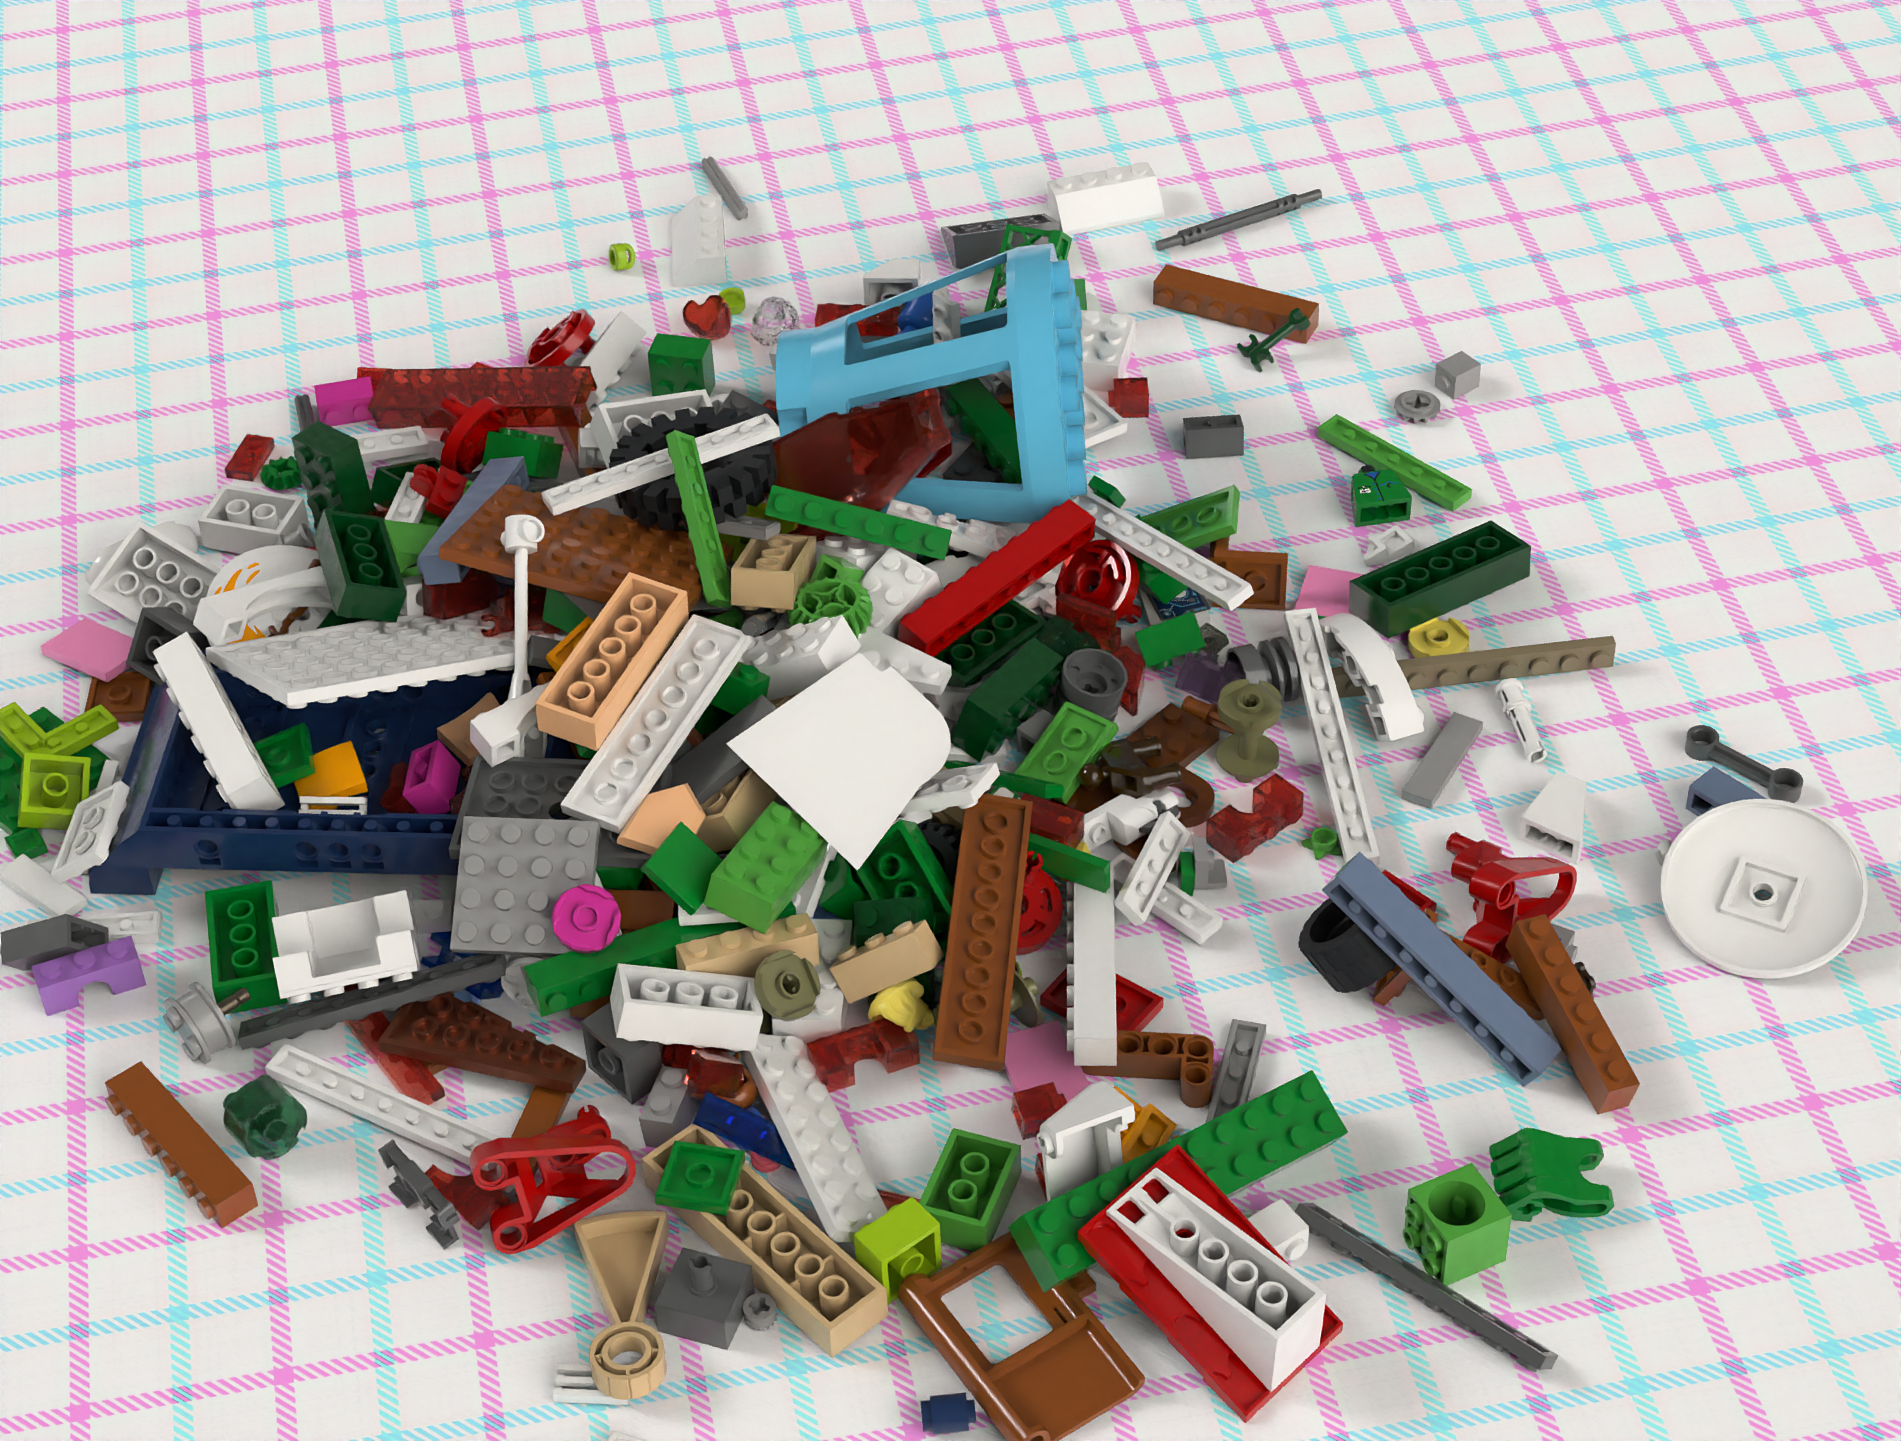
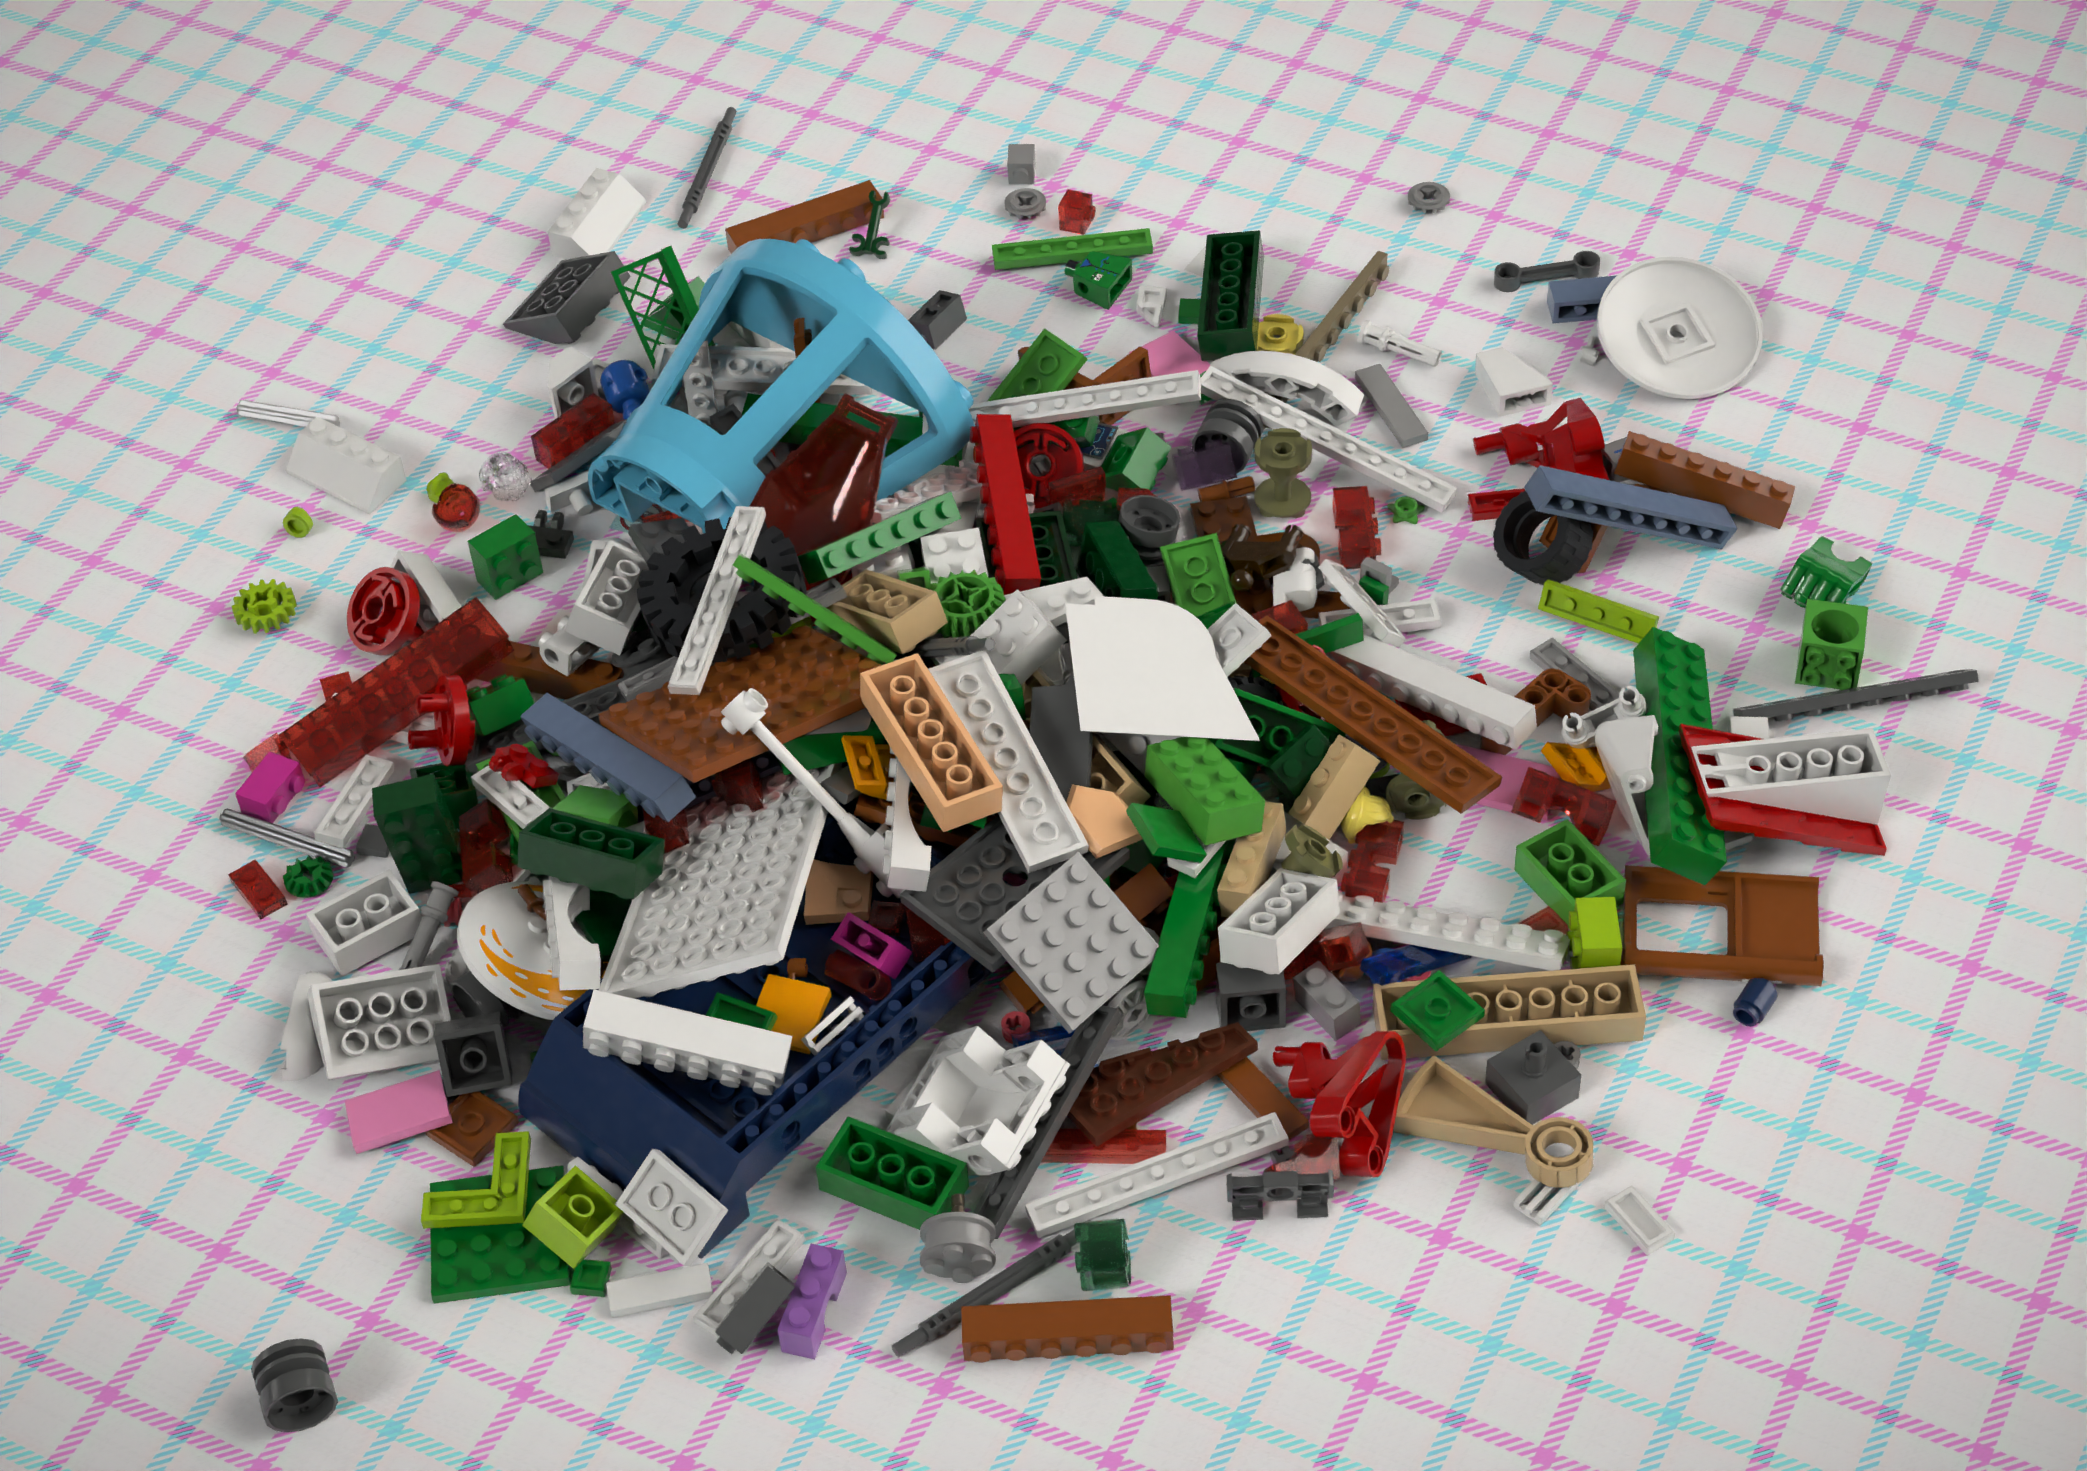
camera: 50 degrees left, 5 degrees up
(175, 1073) = (988, 1291): none -> dark grey axle
(380, 756) = (797, 968): none -> dark orange hand
(503, 625) = (761, 803): clear red piece -> none
(518, 291) = (264, 606): none -> lime gear
(586, 919) = (1146, 923): dark pink tile -> none
(742, 380) = (553, 540): none -> pearl dark grey hinge
(1168, 1109) = (1581, 730): none -> white connector
(1327, 1038) = (1596, 611): none -> lime plate
(1437, 436) = (1076, 212): none -> clear red brick
(1753, 631) = (1428, 190): none -> light grey gear

